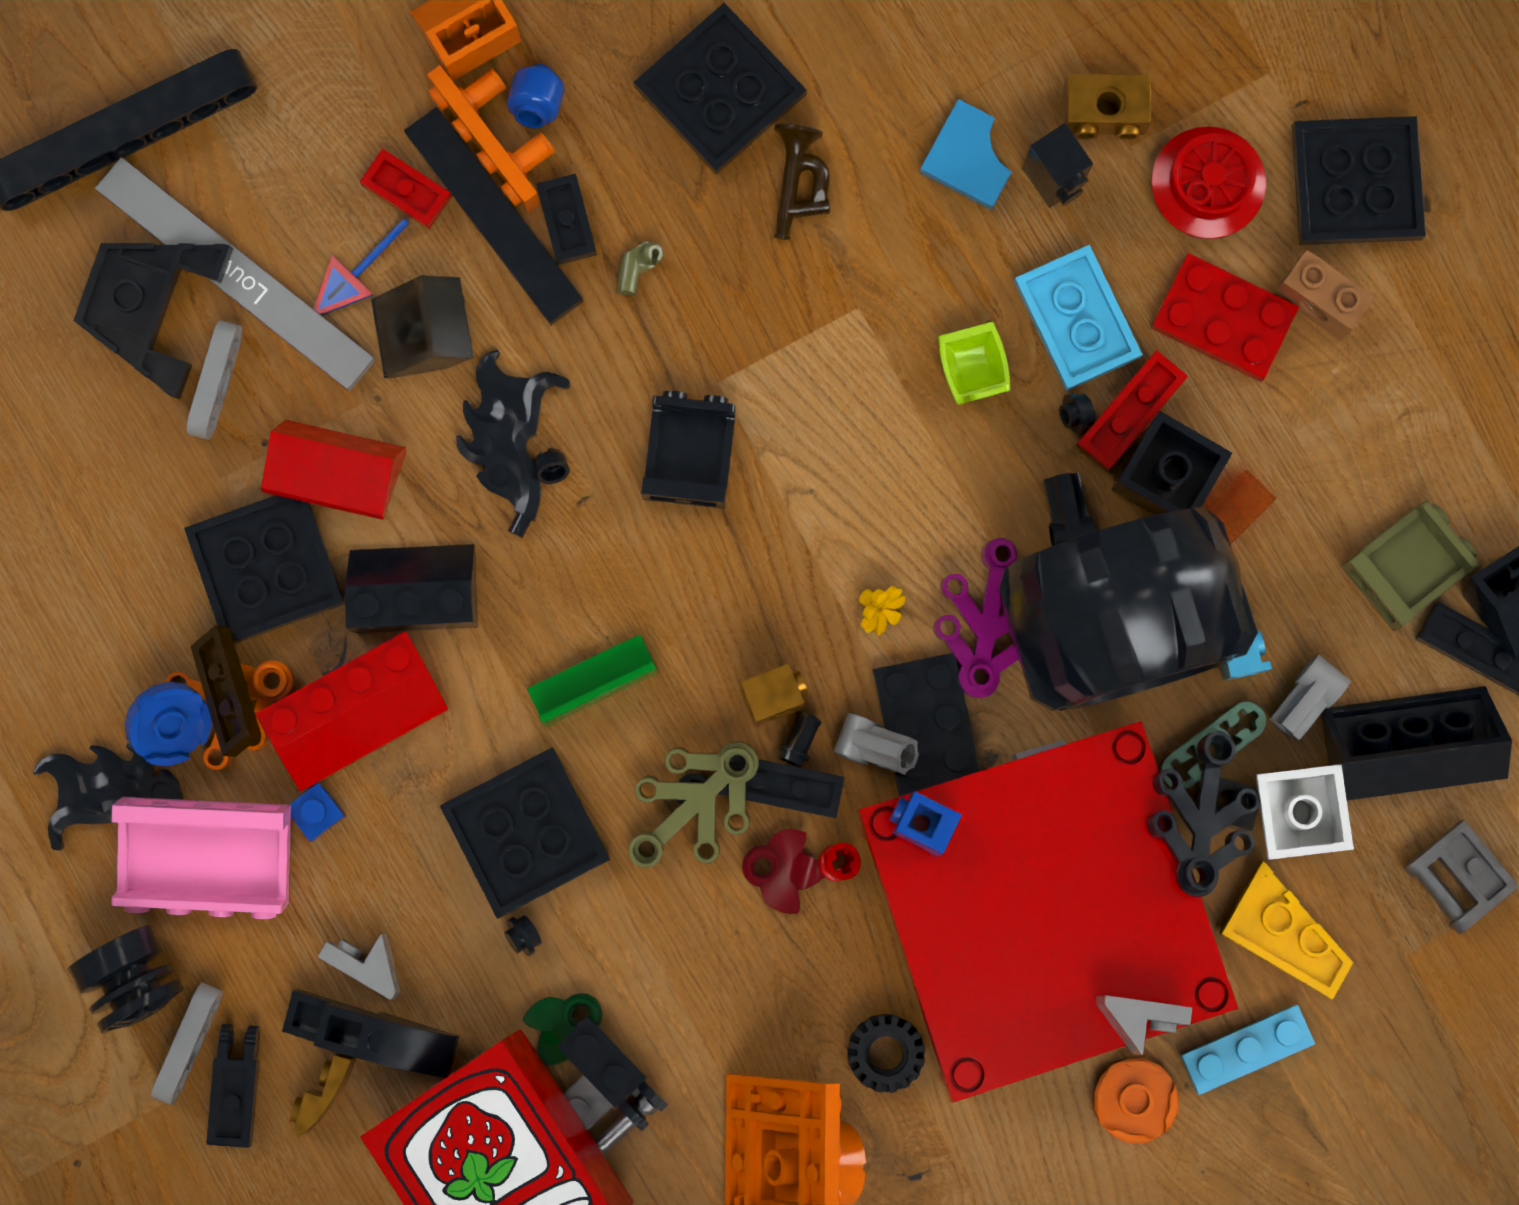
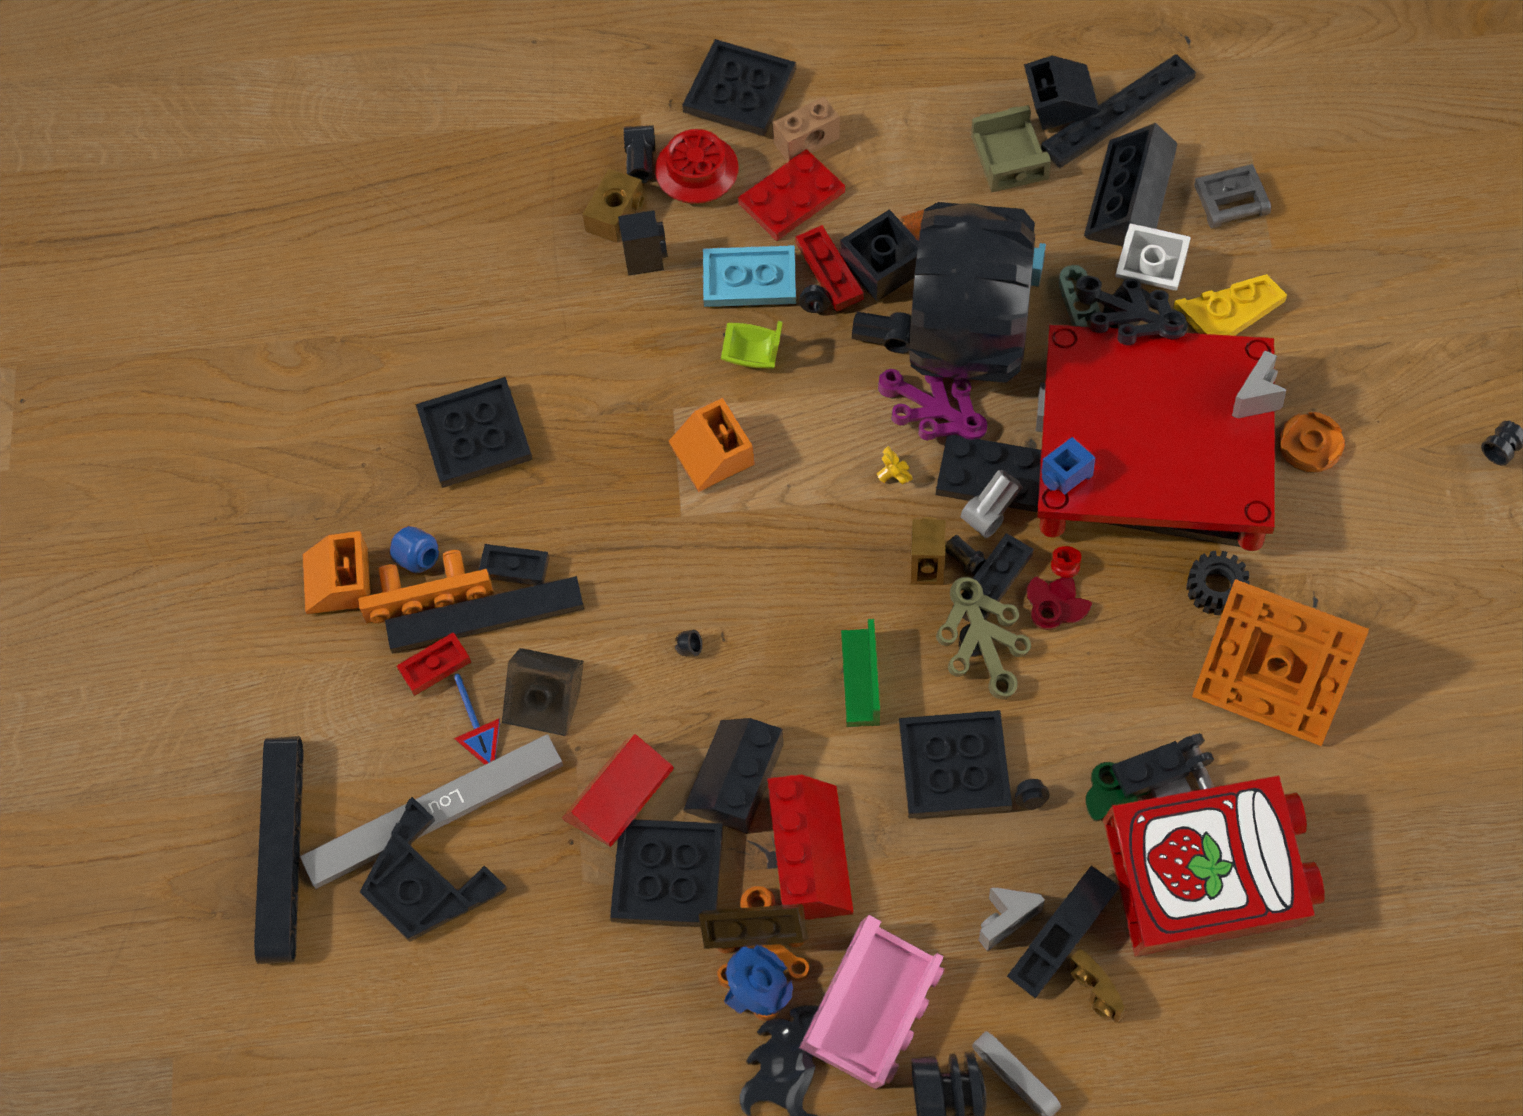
camera: 60 degrees left, 20 degrees down
(214, 380) = (507, 853): light grey beam -> none
(234, 1091) = (1067, 1054): black hinge -> none
(315, 812) = (876, 905): blue plate -> none
(500, 433) = (647, 670): black piece -> none
(635, 263) = (568, 532): olive arm -> none
(689, 450) = (722, 548): black panel -> none
(796, 142) = (537, 396): dark brown piece -> none
(814, 379) = (712, 445): none -> orange slope
(965, 158) = (603, 304): dark azure tile -> none
(1213, 94) = (639, 146): none -> black piece
(1247, 1049) = (1301, 362): medium azure plate -> none
(1315, 689) = (1071, 232): light grey piece -> none

